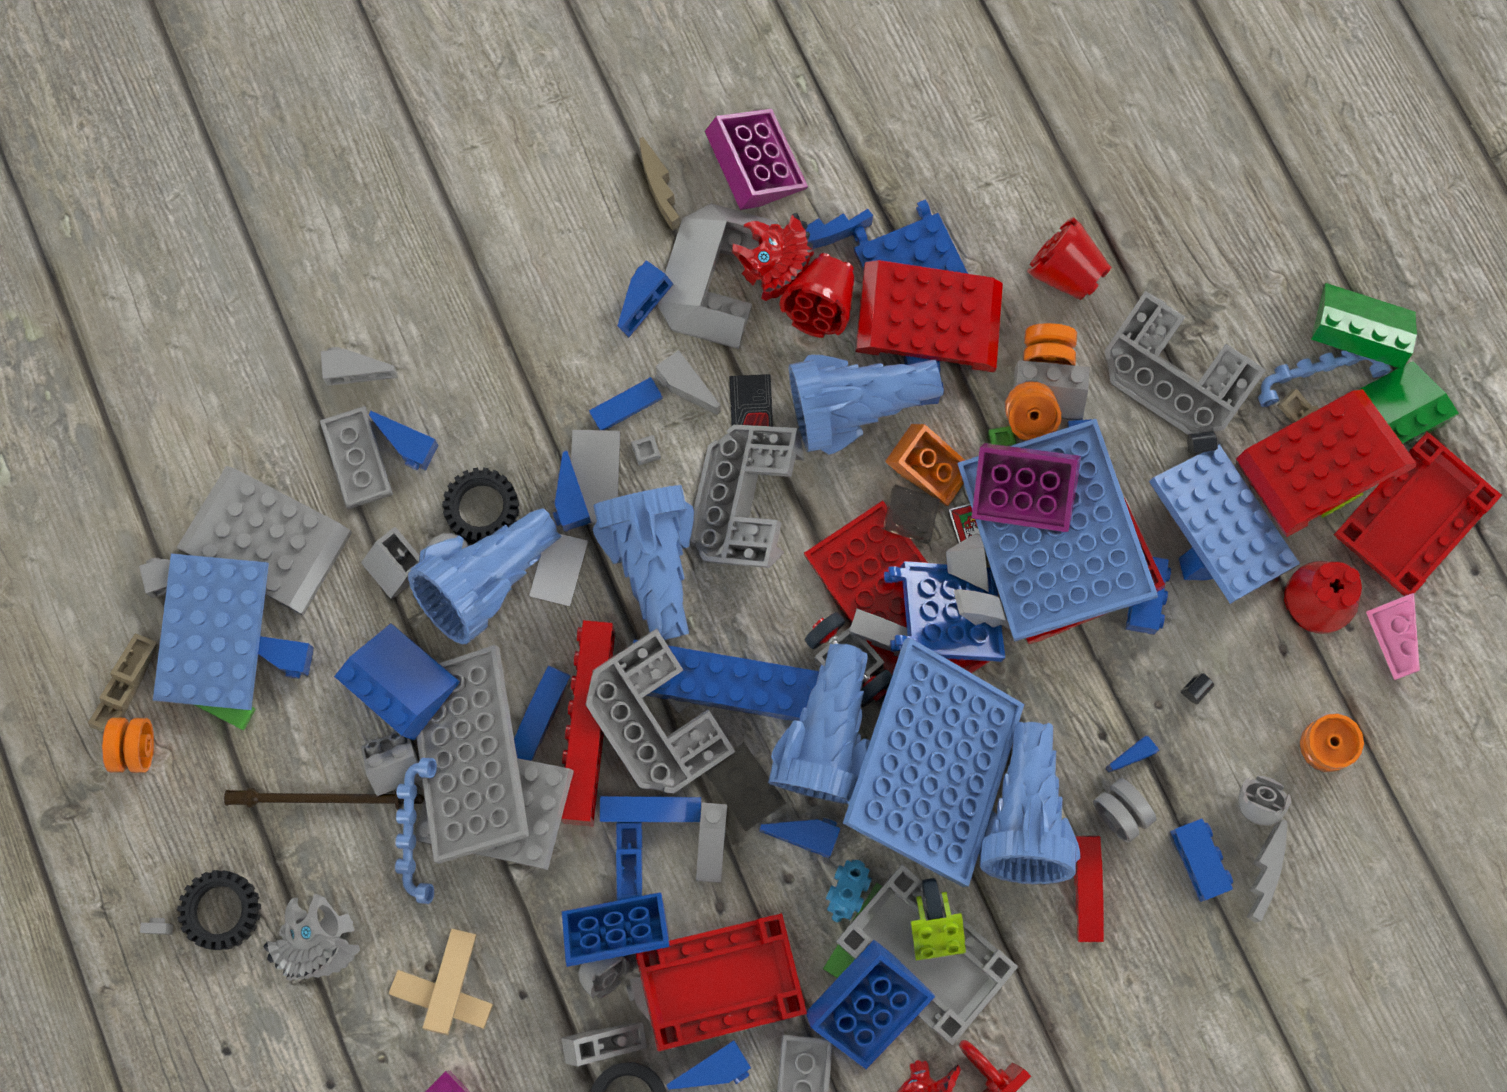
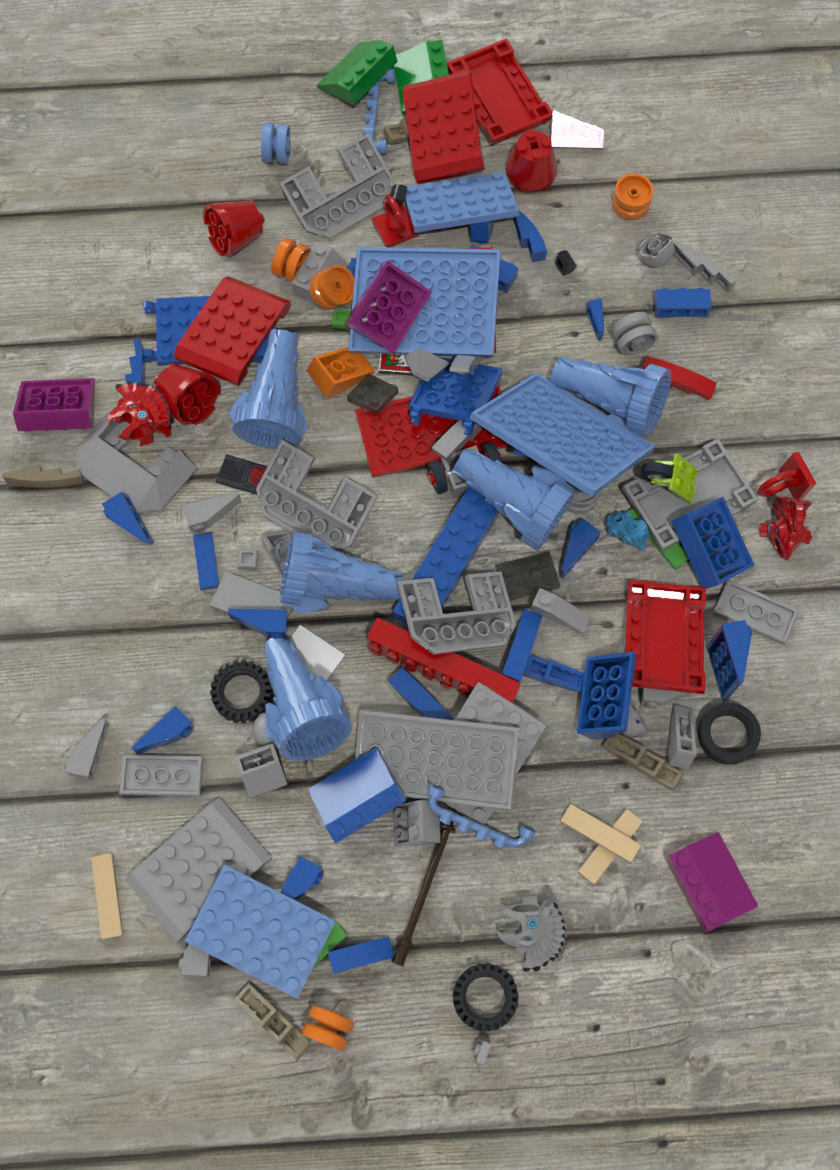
camera: 70 degrees left, 5 degrees down
(204, 454) = (107, 896): none -> tan tile
(222, 752) = (360, 955): none -> blue slope
(556, 1009) = (643, 761): none -> dark tan slope
(671, 473) = (276, 546): none -> light grey slope
(1159, 451) = (393, 225): none -> red tile
(1208, 265) = (275, 143): none -> medium blue wheel
(1214, 629) = (530, 237): none -> blue slope

